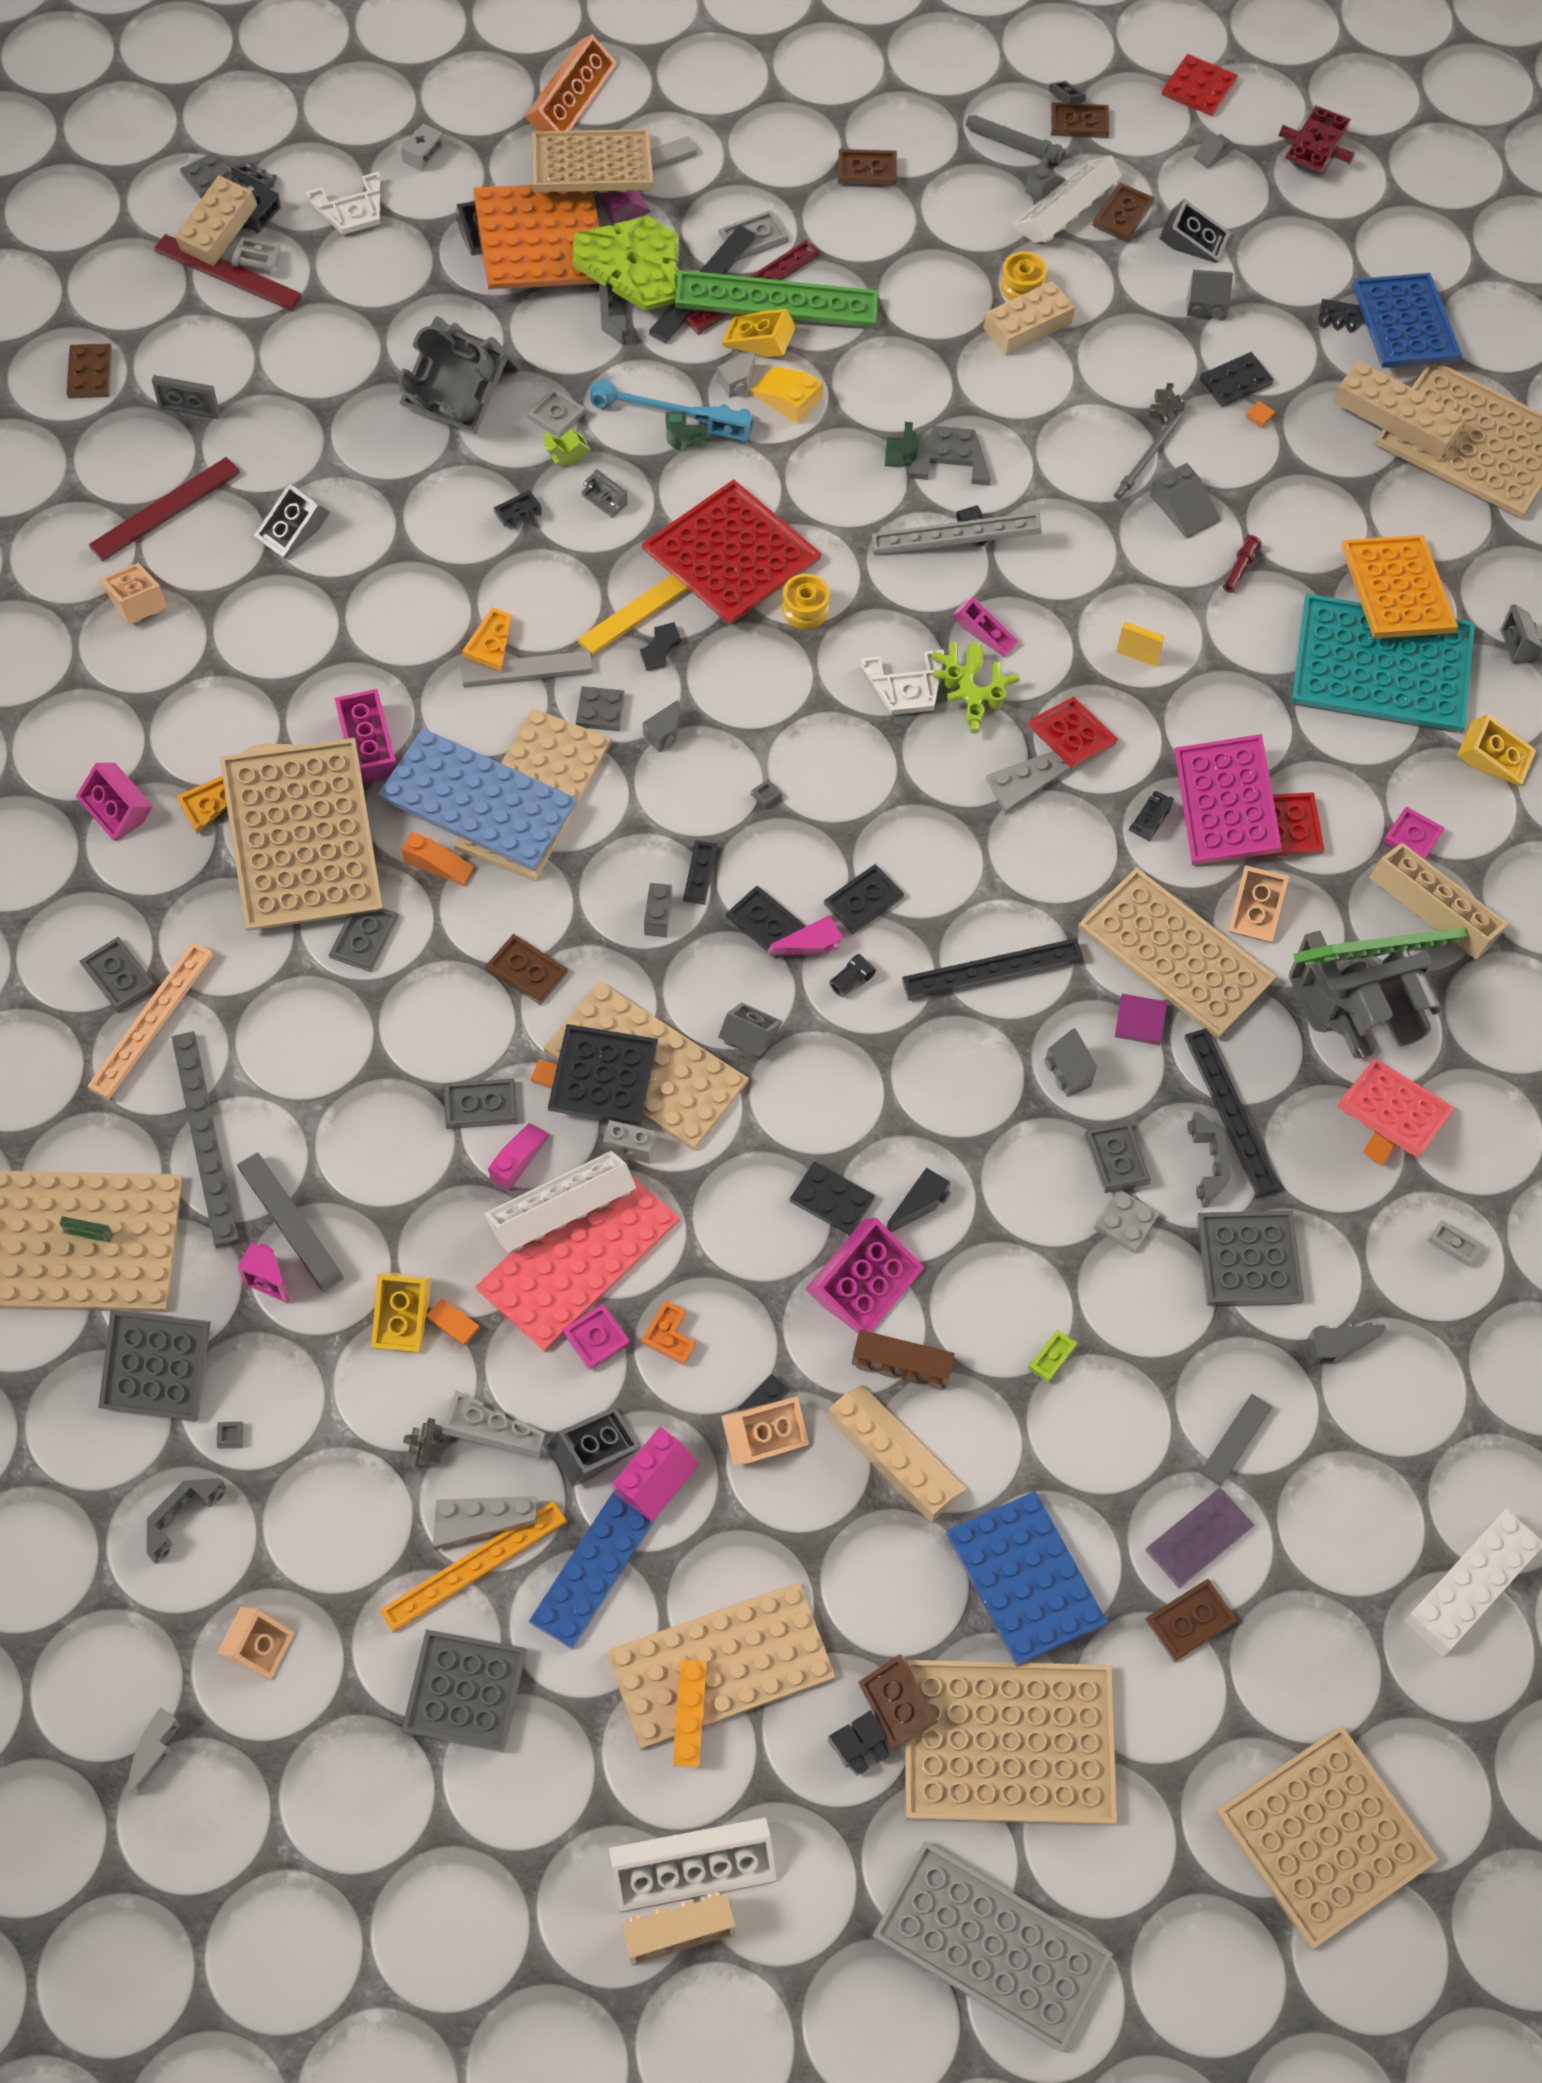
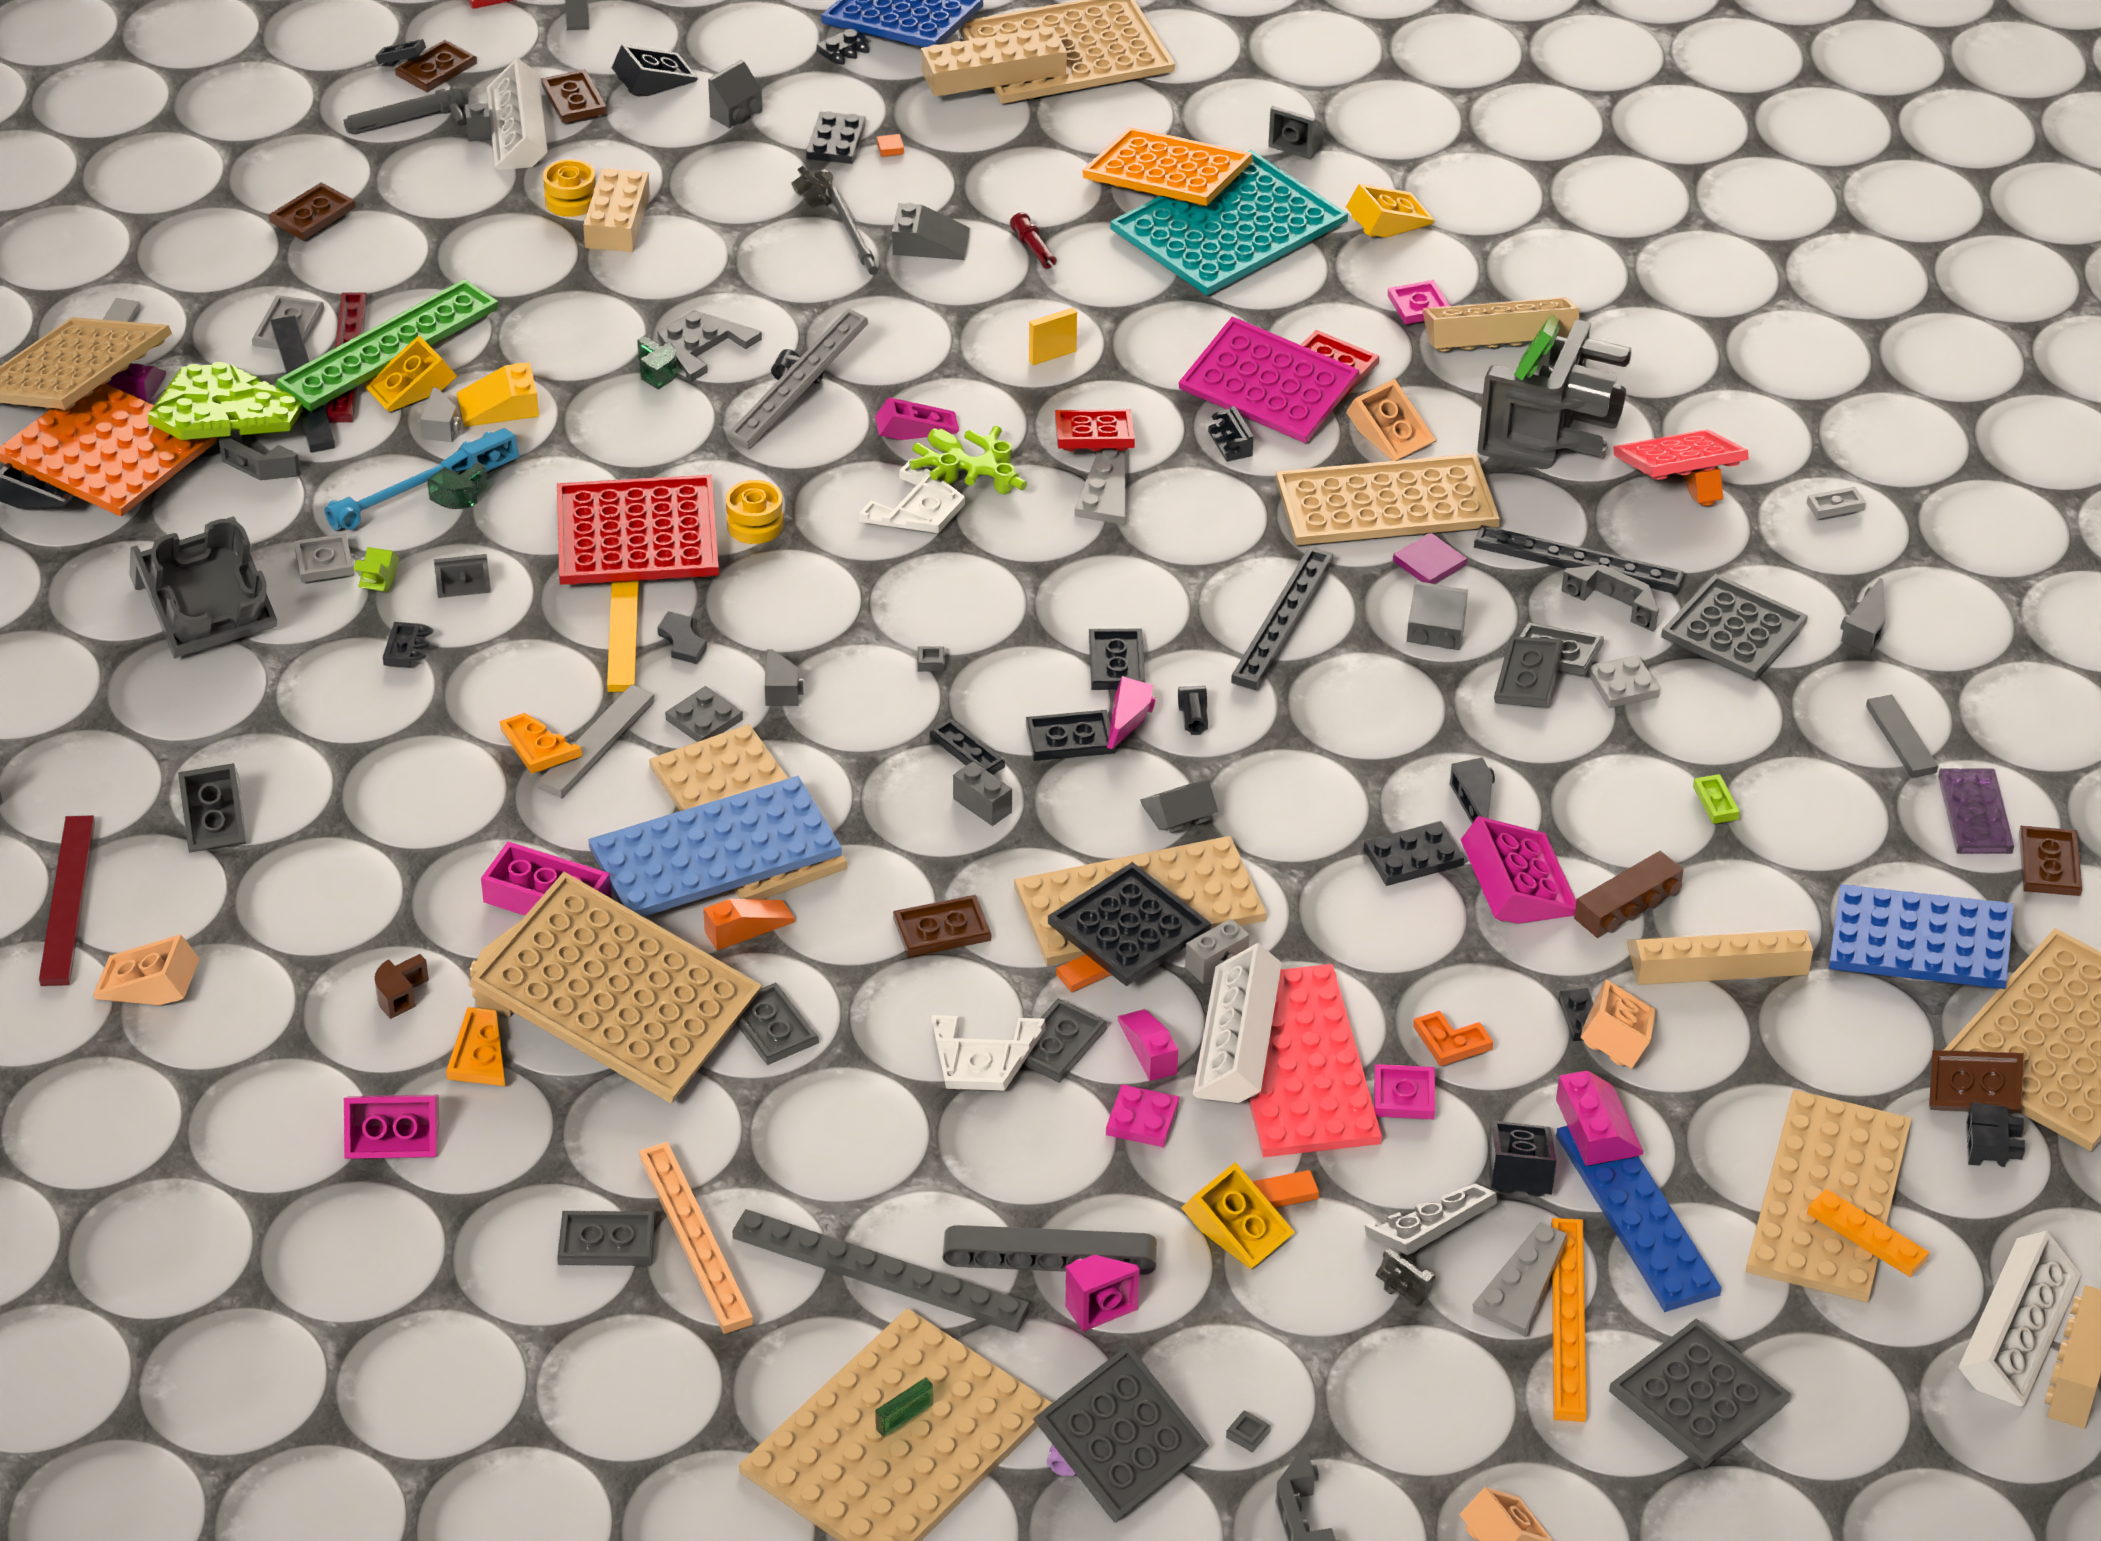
camera: 50 degrees left, 20 degrees down
(224, 717) = (396, 984): none -> reddish brown brick
(418, 1073) = (983, 1062): none -> white wing
(452, 1196) = (1142, 1115): none -> dark pink plate
(1074, 1155) = (1529, 671): none -> dark grey tile

